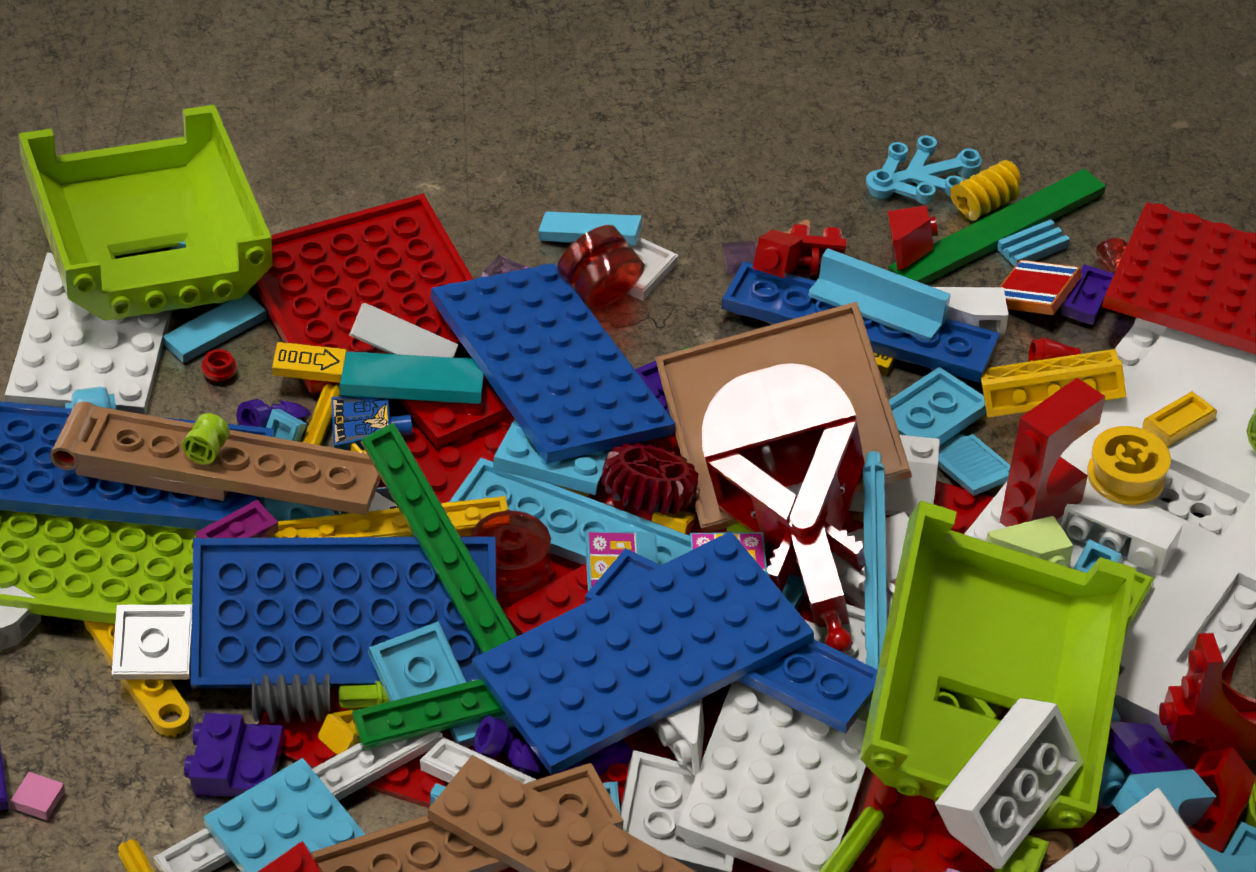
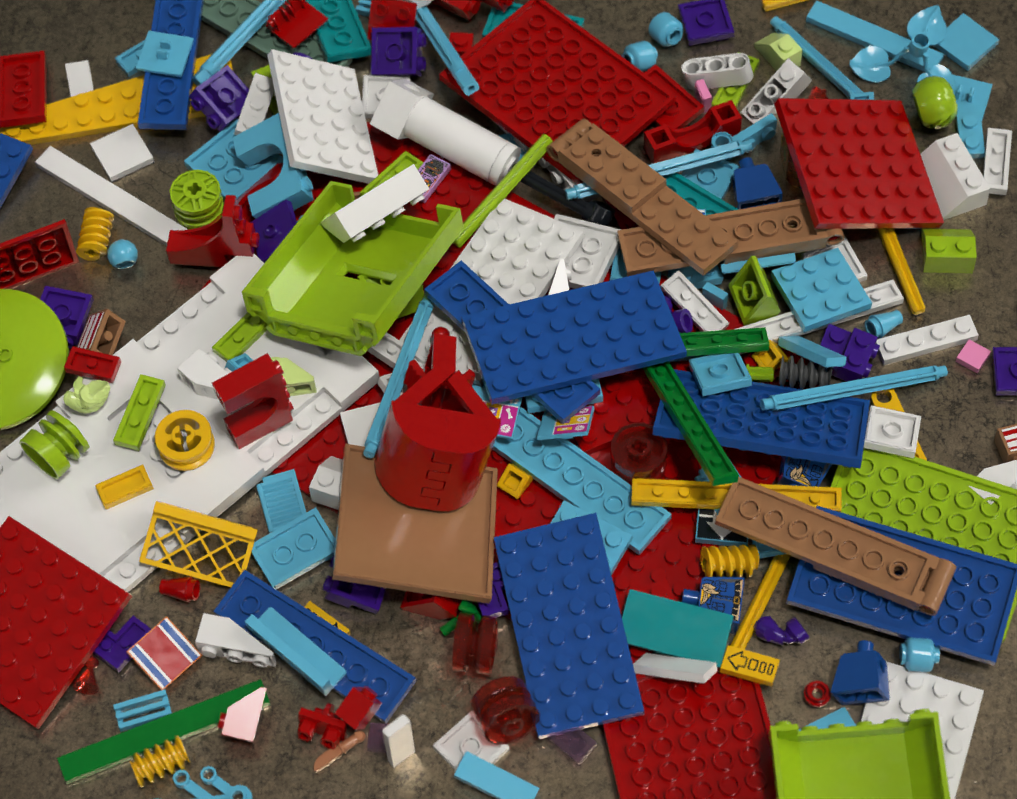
camera: 160 degrees left, 15 degrees up
(111, 809) = (926, 340): none -> white plate
(162, 370) = (861, 676): none -> blue torso
(182, 813) = (883, 323): none -> medium azure cone
(206, 438) = (844, 536): lime wheel -> none
(213, 690) = (853, 387): none -> medium azure piece
(247, 522) = (828, 489): magenta plate -> none
(285, 717) = (812, 351): none -> medium azure tile
(286, 425) = (777, 612): medium azure tile -> none
(379, 791) = (753, 293): none -> lime slope
(649, 478) = (519, 479): dark red gear -> none
(659, 328) = (471, 643): none -> clear red wheel
(715, 214) = (398, 740): none -> white tile
(1207, 491) = (139, 412): none -> lime plate

